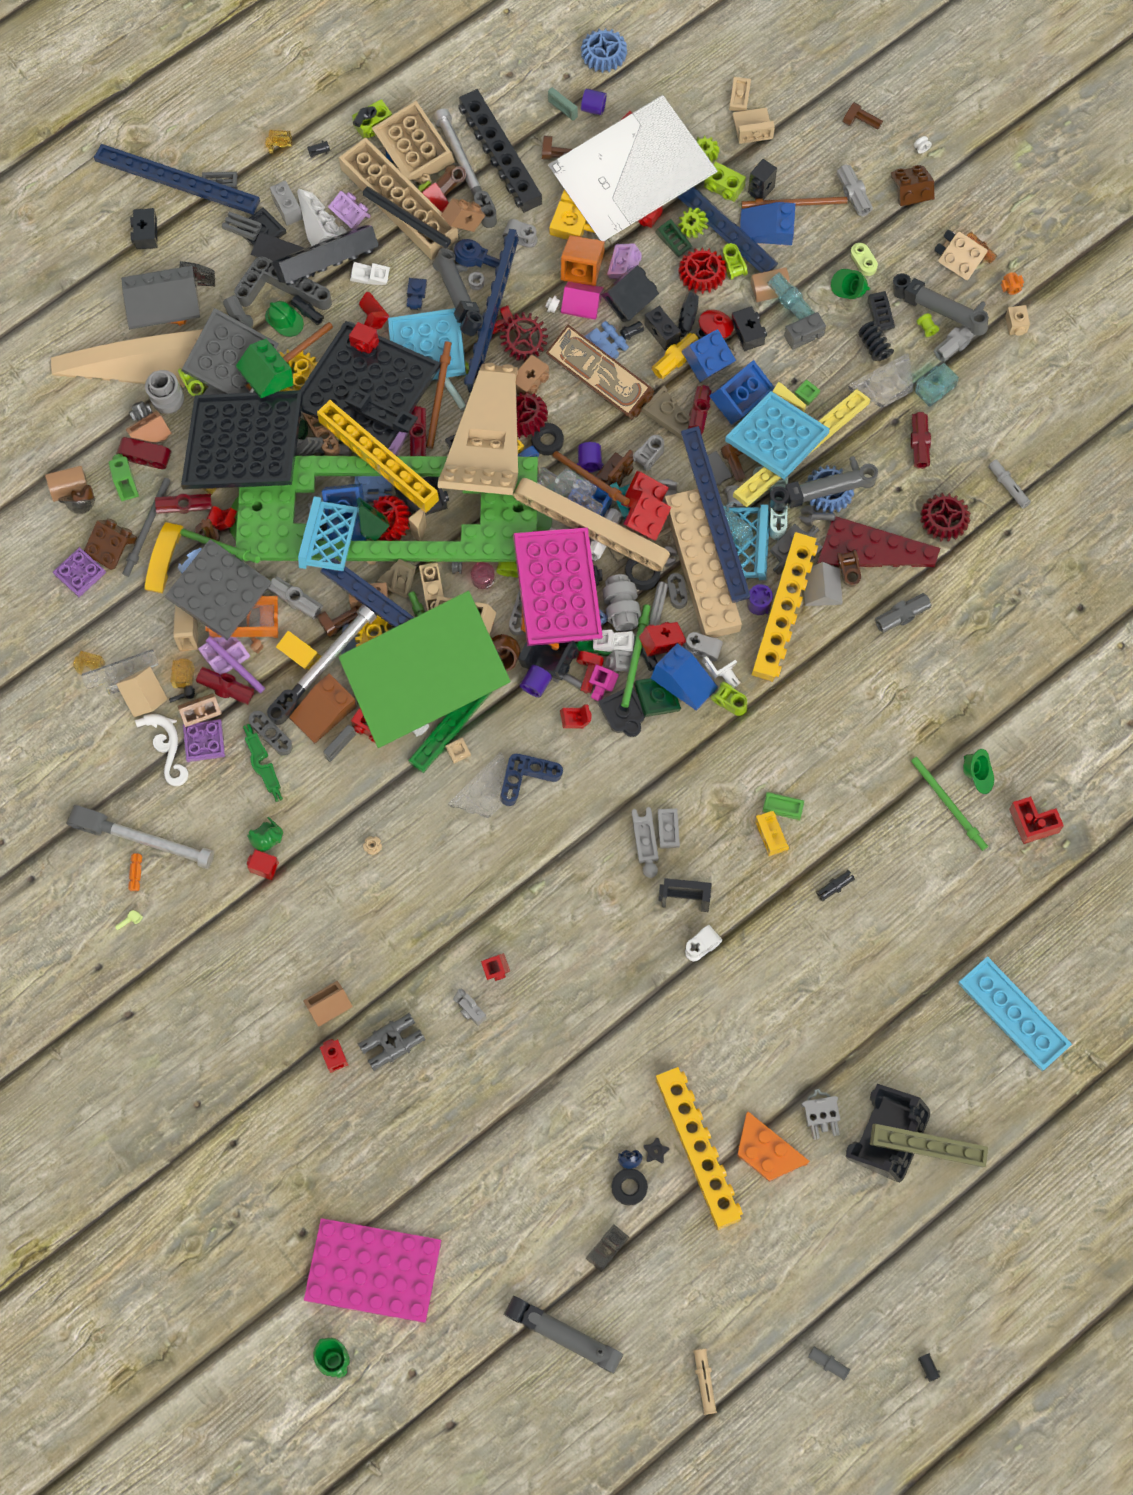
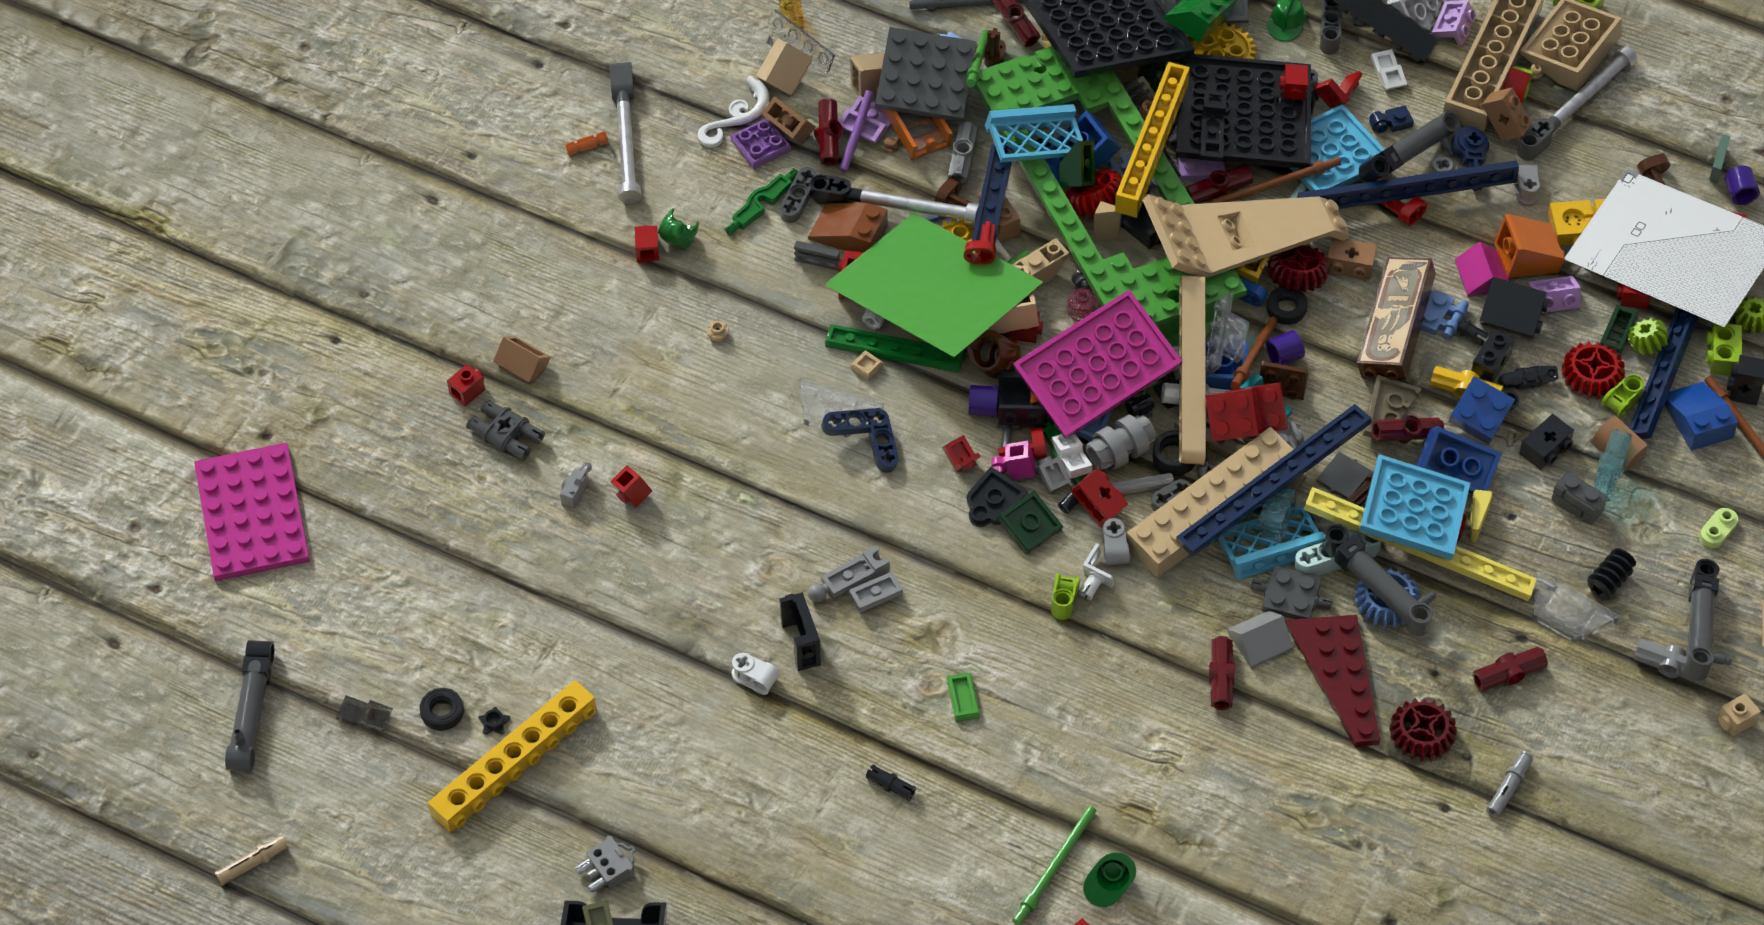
camera: 65 degrees right, 15 degrees down
(133, 916) = (537, 160): yellowish green hand -> none
(162, 556) = (952, 22): yellow slope -> none
(182, 673) = (822, 89): clear yellow brick -> none
(189, 693) = (805, 109): black hand -> none
(222, 518) = (1016, 50): red bracket -> none
(298, 650) = (904, 176): yellow hinge -> none
(302, 346) = (1258, 41): dark orange bar -> none
(307, 310) = (1308, 33): black pin -> none
(331, 1357) = (142, 505): green hair -> none
(399, 578) = (1034, 230): dark tan wing -> none
(407, 217) = (1468, 64): black axle -> none
(417, 618) = (984, 247): none -> red piece
(447, 180) = (1547, 92): reddish brown piece -> none
(473, 102) = (1619, 124): black brick -> none
(518, 329) = (1399, 213): dark red gear -> none
(552, 304) = (1456, 245): white plate -> none
(630, 1159) = (471, 695): dark blue plate -> none
(643, 621) = (1113, 475): bright green bar -> none
(647, 454) = (1326, 404): light grey piece -> none
(684, 677) = (1064, 536): blue slope -> none
(715, 319) = (1525, 411): red dish -> none
(760, 600) = (1203, 577): dark purple piece -> none
(767, 1151) = (541, 827): orange wing -> none
(771, 833) = (921, 694): yellow hinge -> none
(800, 544) = (1216, 592): yellow brick -> none
(807, 392) = (1501, 531): bright green plate -> none
(814, 516) = (1345, 596): flat silver bar -> none
(843, 624) = (1221, 673): none -> dark red piece
(849, 284) = (1671, 522): green piece -> none
(849, 566) = (1297, 648): reddish brown piece -> none
(881, 300) = (1667, 557): black slope -> none
(903, 612) = (1271, 729): dark grey piece -> none
(928, 325) = (1668, 625): lime bush -> none
(932, 393) = (1582, 661): clear light blue brick -> none

